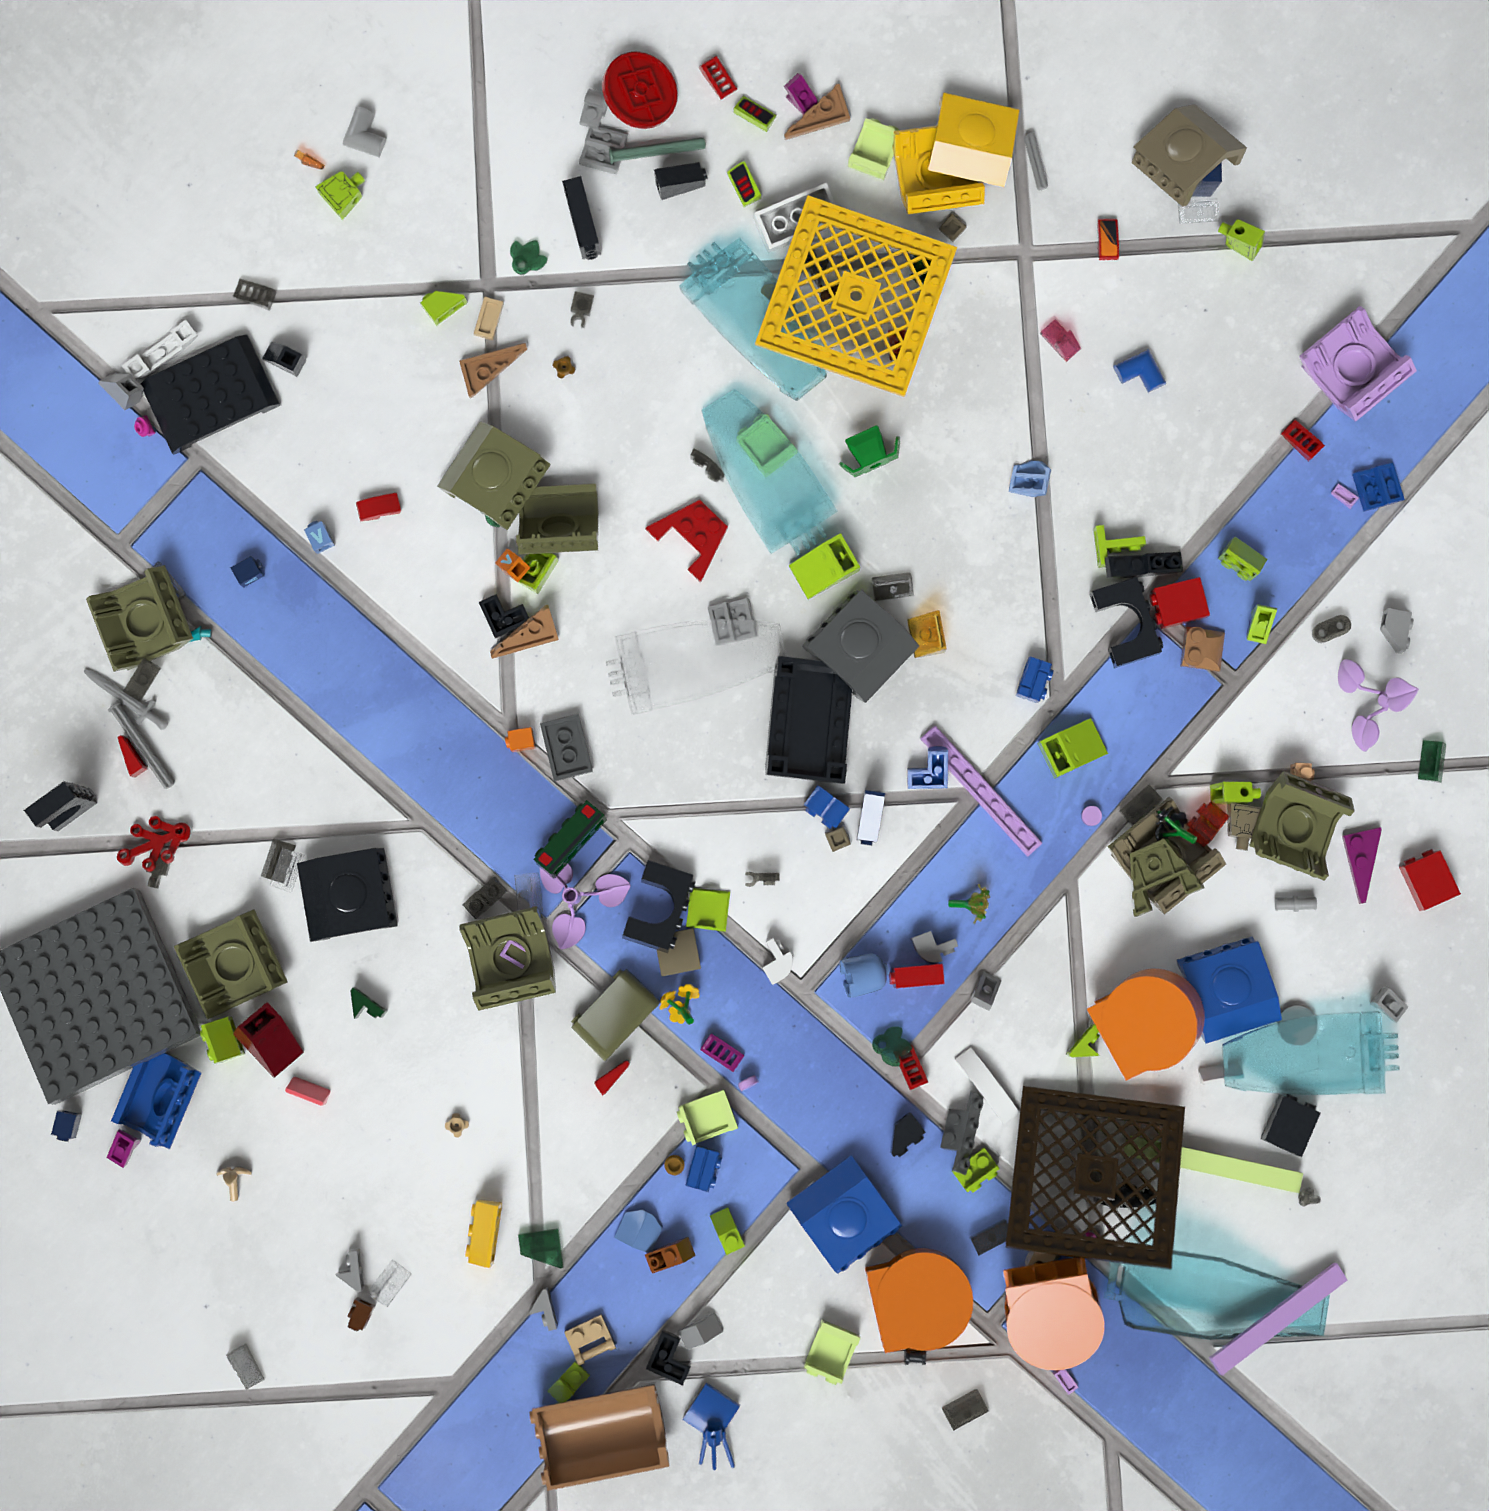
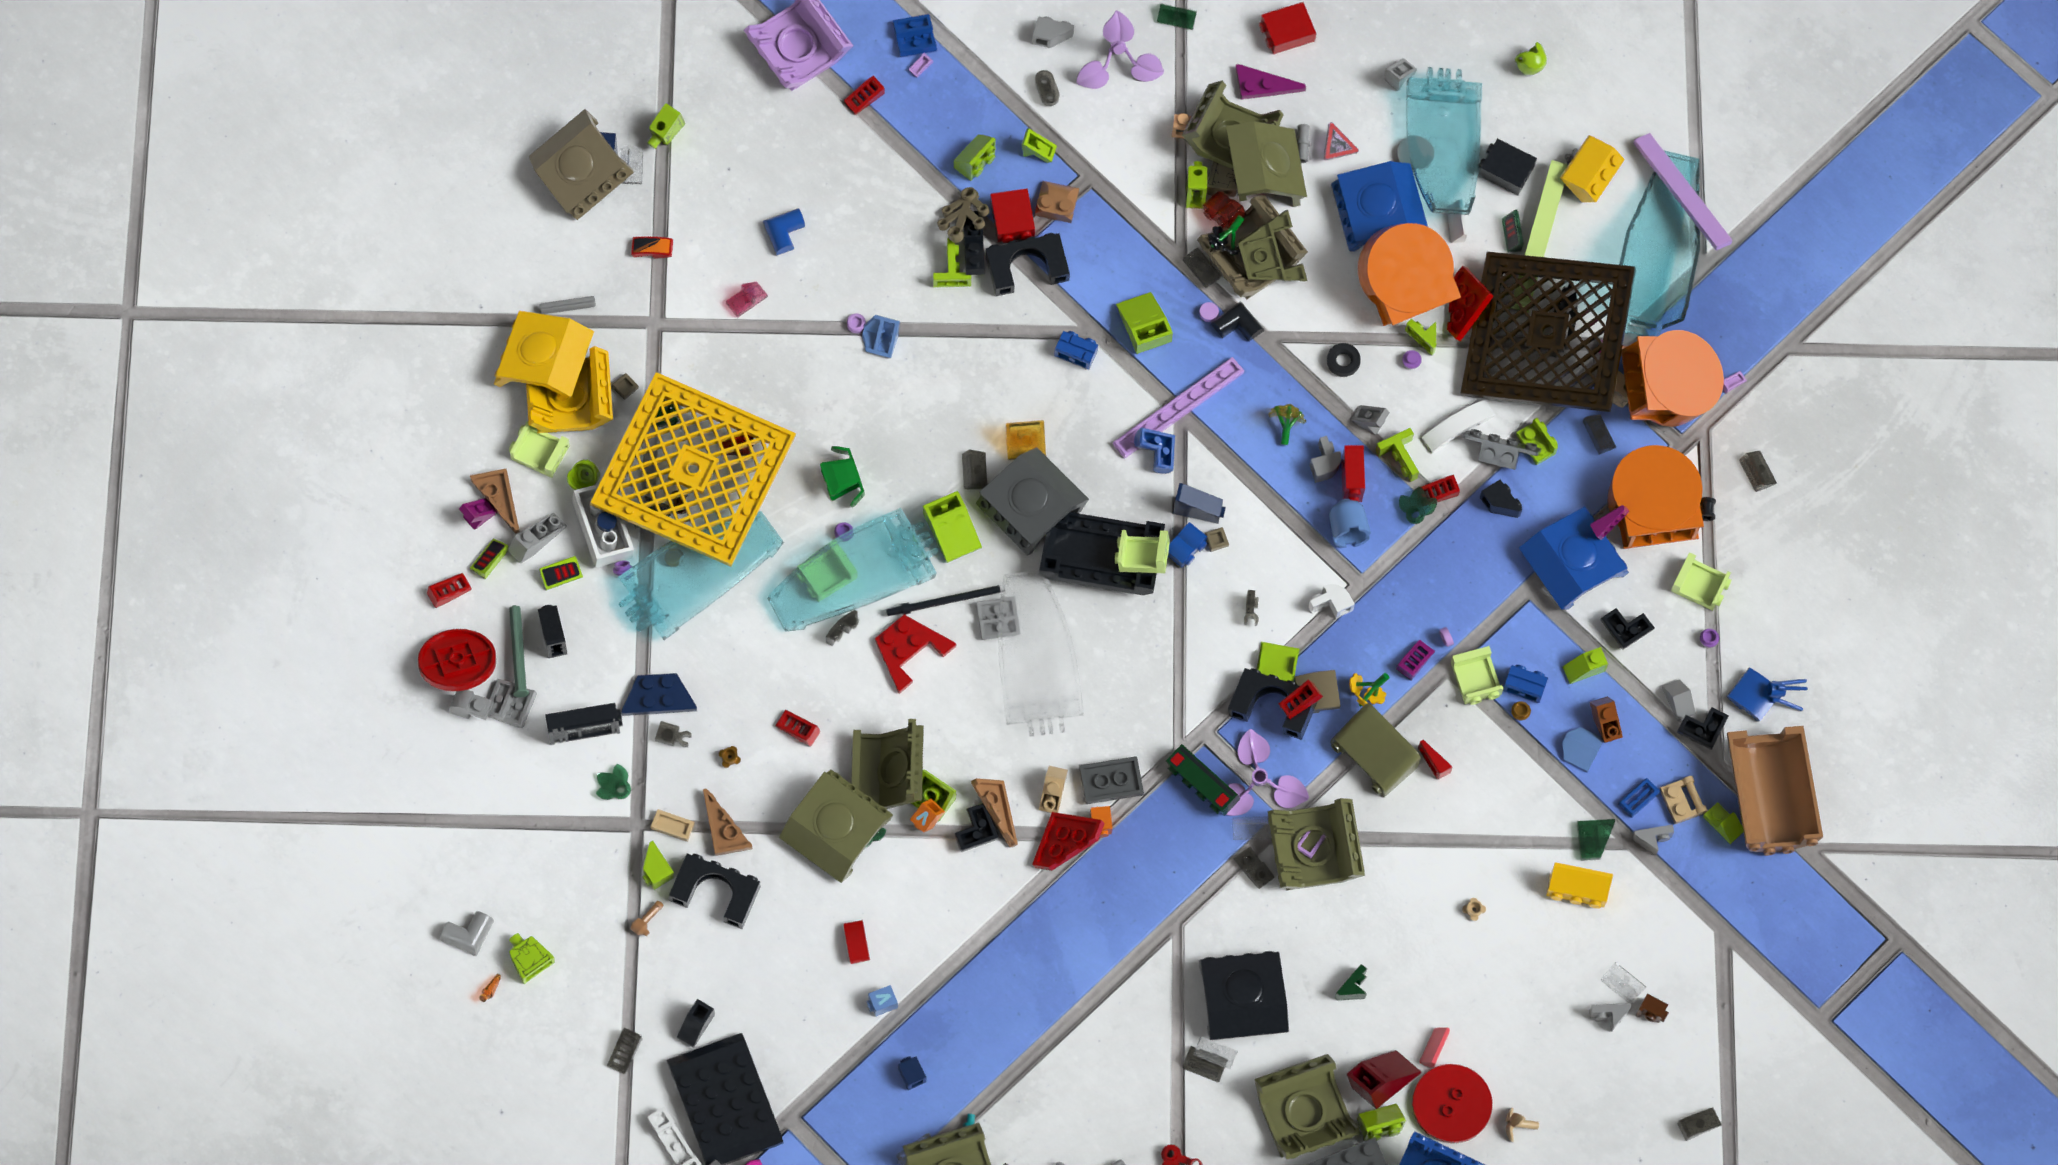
camera: 90 degrees left, 15 degrees down
(251, 1112) = (1452, 1103): none -> red plate
(381, 296) = (639, 925): none -> medium nougat piece
(425, 391) = (696, 870): none -> black arch
(496, 704) = (1065, 838): none -> red plate
(551, 689) = (1053, 789): none -> tan slope
(593, 442) = (808, 734): none -> red slope
(602, 1304) = (1627, 808): none -> blue tile
(623, 291) = (658, 695): none -> dark blue wing
(665, 943) = (1304, 704): none -> red slope
(735, 529) = (907, 608): none -> black bar
(754, 242) = (621, 567): none -> medium lavender plate
(767, 1273) = (1625, 632): none -> black brick
(771, 1362) = (1709, 638): none -> medium lavender plate
(779, 155) = (535, 537): none -> light grey slope
(792, 217) = (606, 522): none -> dark blue tile
(806, 760) = (1142, 553): none -> yellowish green panel
(813, 458) = (842, 528): none -> medium lavender plate
(847, 192) = (577, 475): none -> lime helmet
(876, 1245) = (1606, 523): none -> magenta slope
(948, 1024) = (1399, 452): none -> lime bracket
(1044, 452) = (856, 323): none -> lavender tile
(1057, 1032) = (1412, 359): none -> medium lavender plate
(1059, 951) = (1343, 348): none -> black tyre
(1087, 847) = (1239, 318): none -> black brick
(1124, 1094) = (1471, 304): none -> red plate
(1196, 556) = (968, 197): none -> dark tan plant
(1214, 1134) = (1513, 232): none -> slope
(1263, 863) = (1266, 160): none -> olive panel
(1294, 1217) = (1591, 169): none -> yellow slope
(1297, 940) = (1337, 144): none -> piece
(1416, 1147) = (1532, 60): none -> lime helmet

